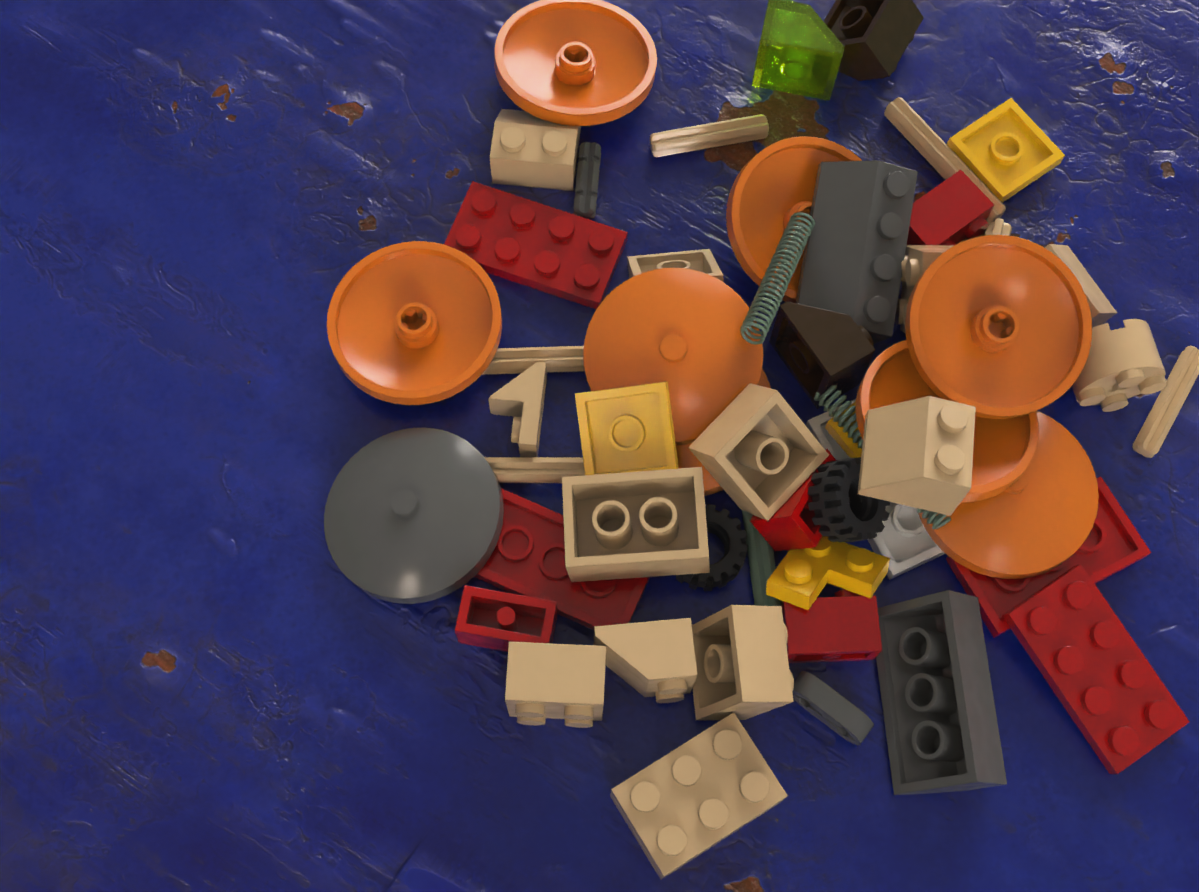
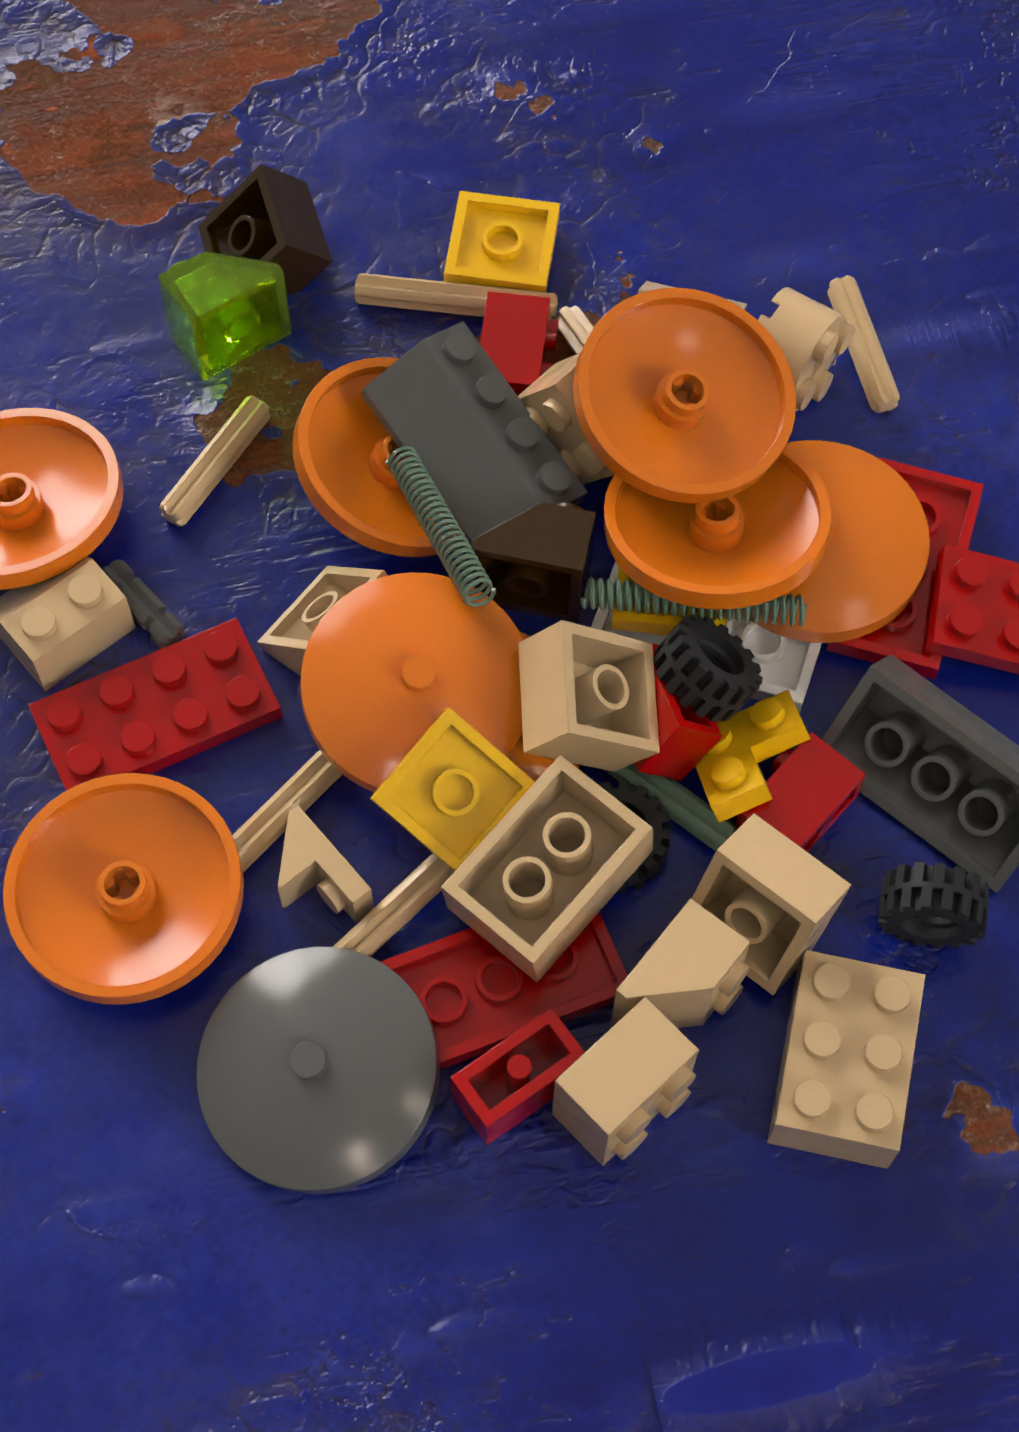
camera: 45 degrees left, 5 degrees down
(831, 708) = (867, 866): dark grey beam -> none
(840, 763) = (934, 905): none -> black tyre
(918, 453) = (740, 562): tan slope -> none

